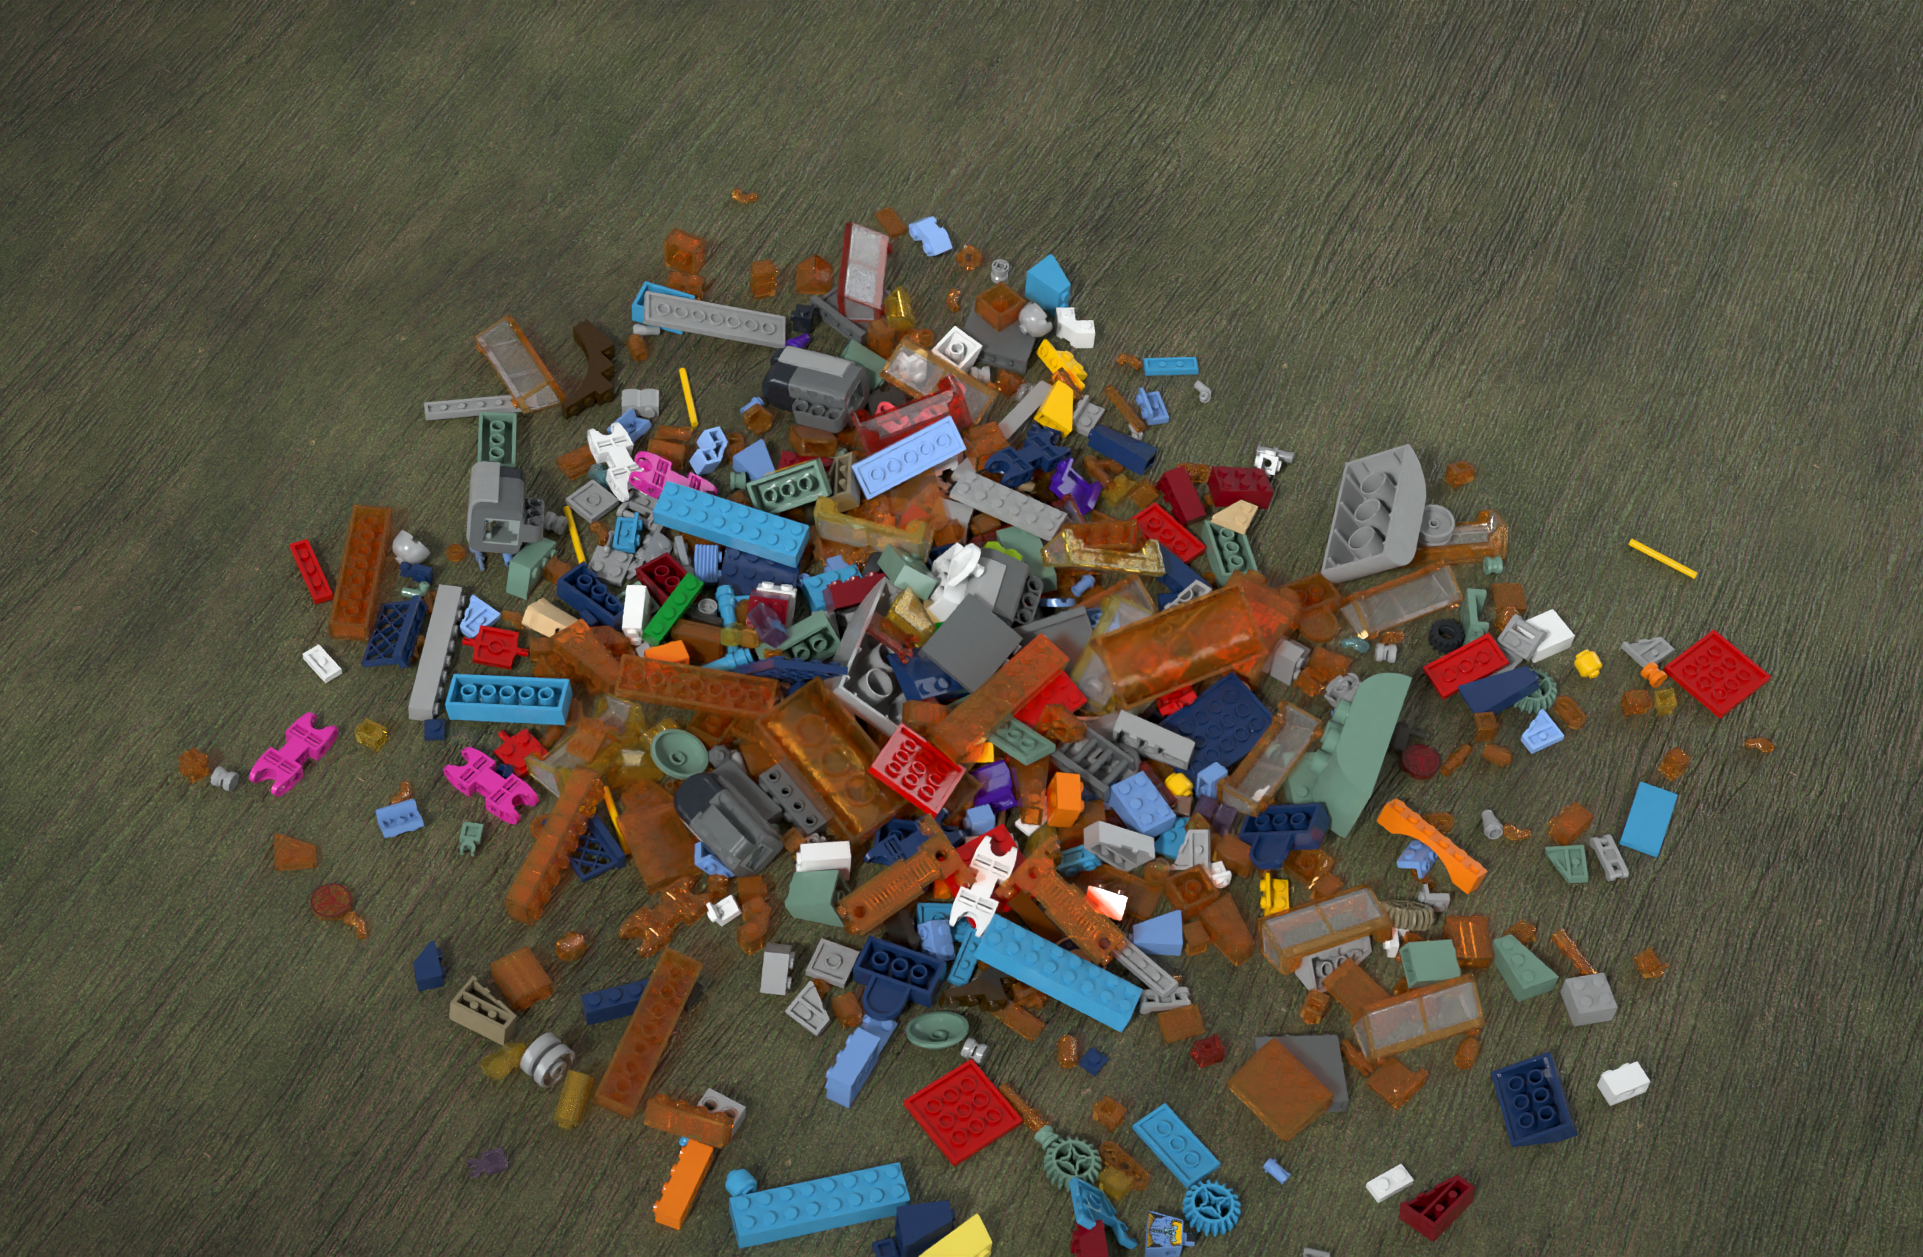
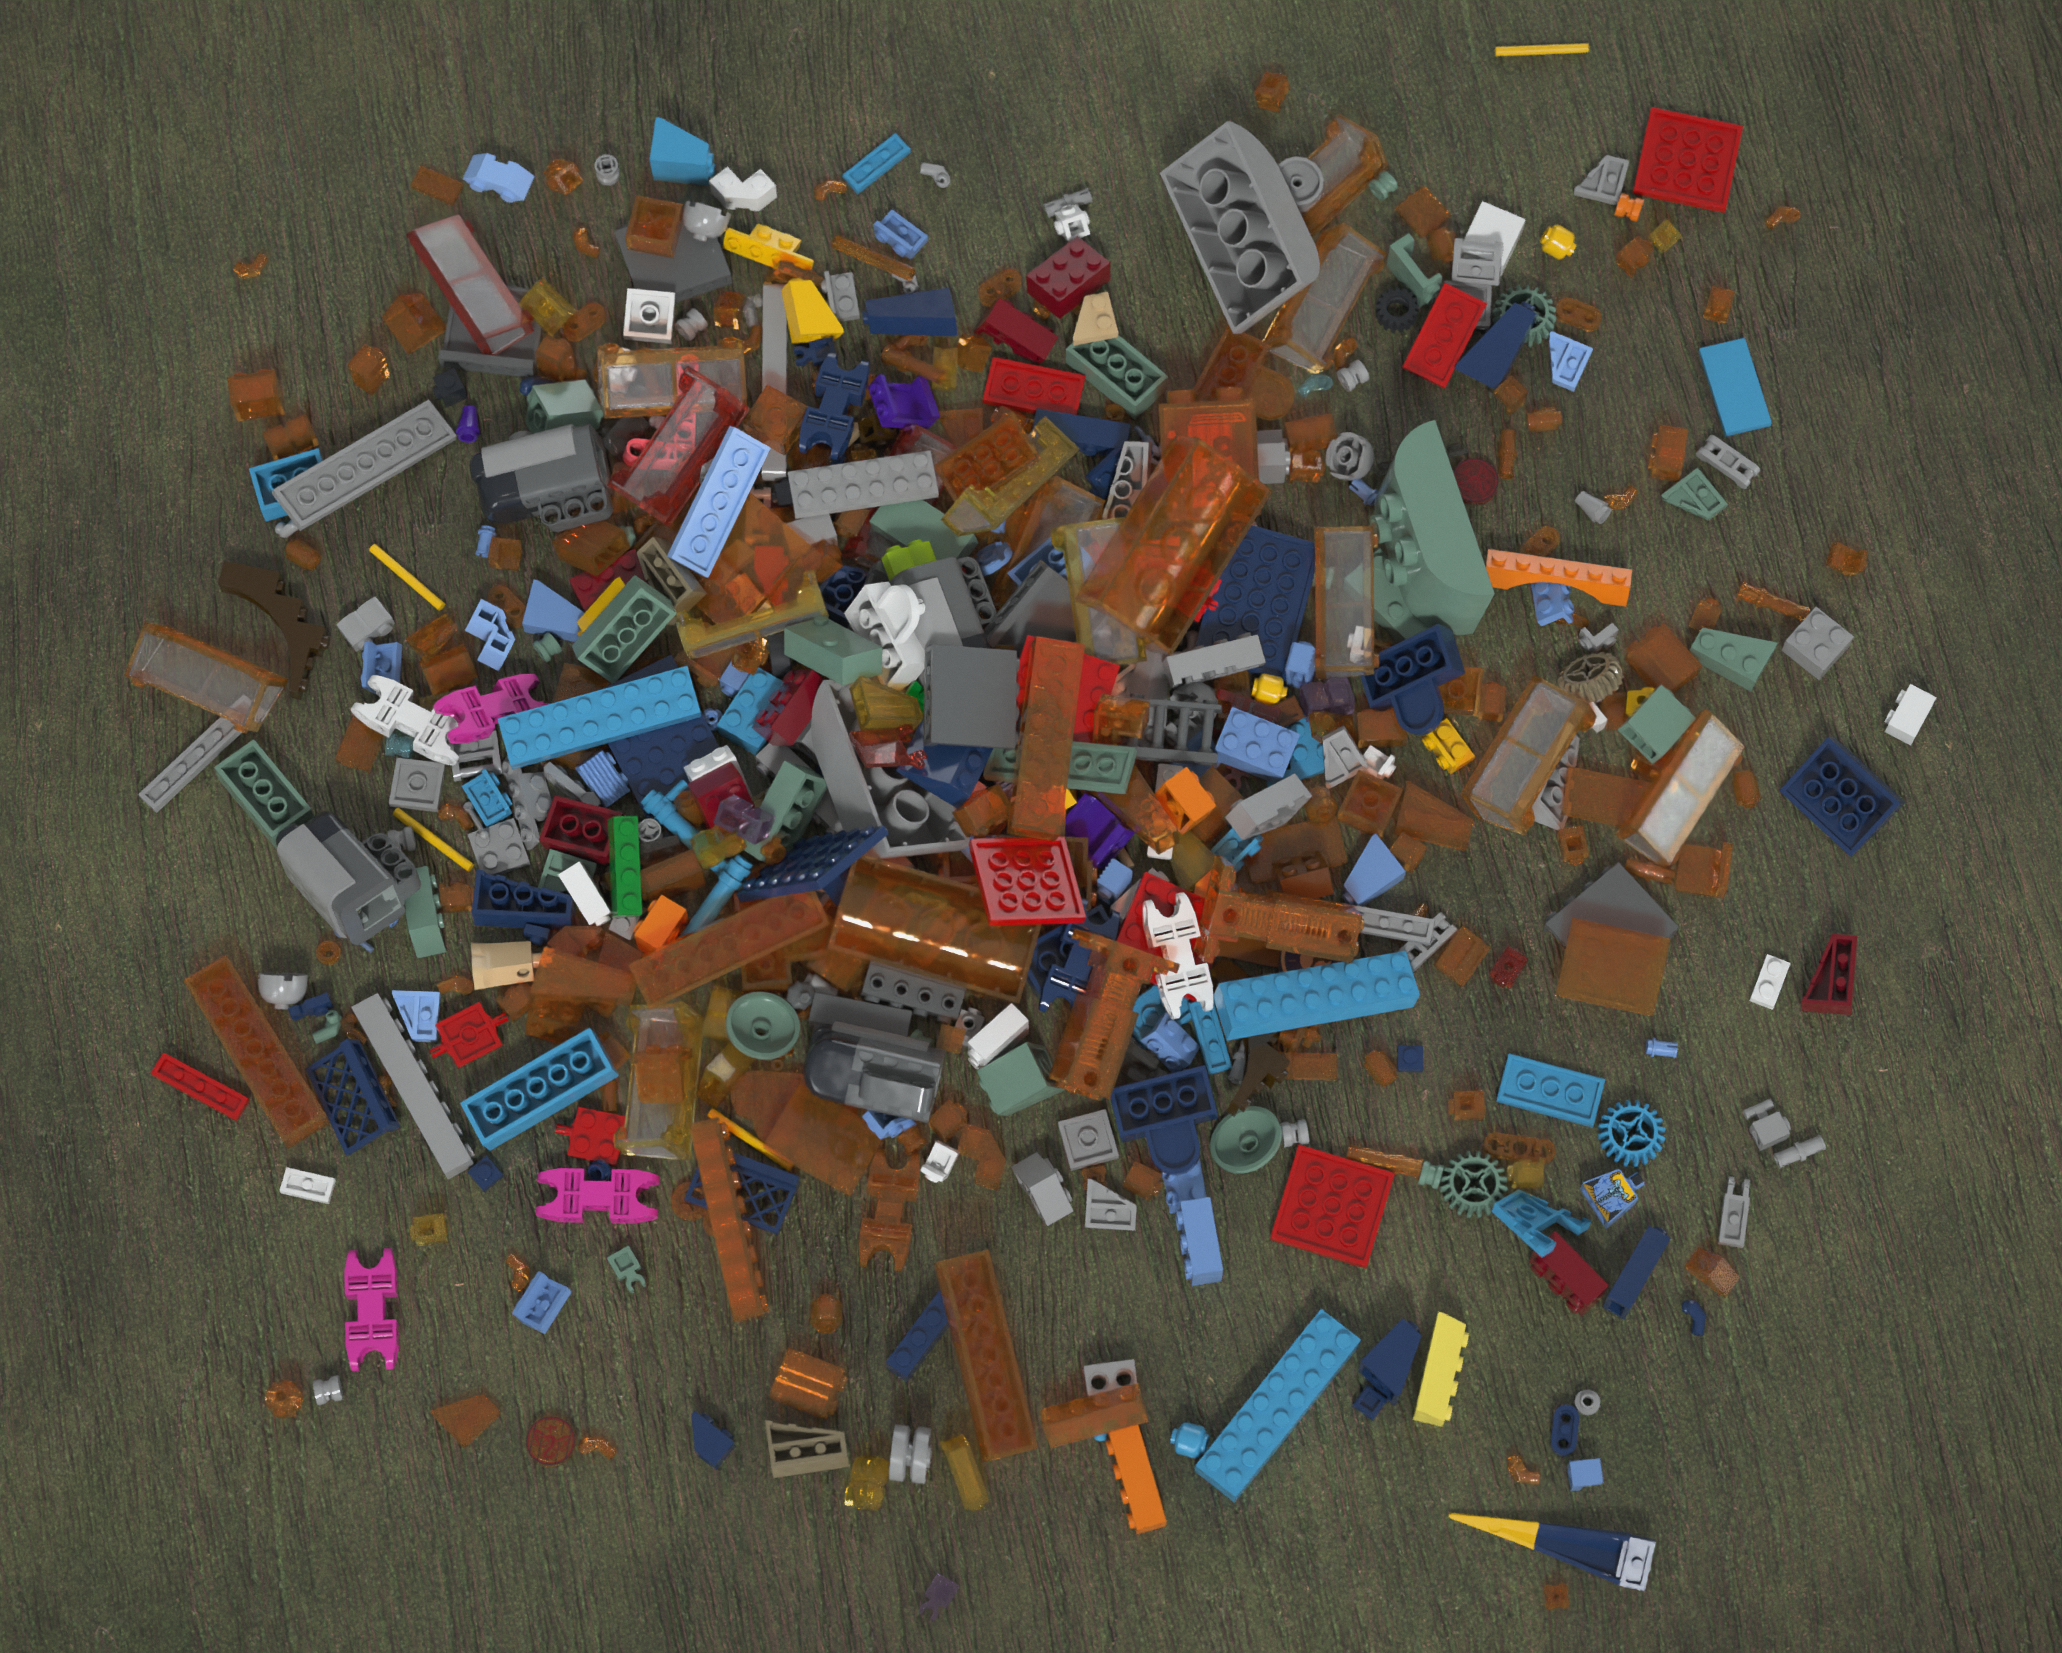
camera: 30 degrees left, 20 degrees up
(1006, 408) = (753, 342): none -> clear orange arm

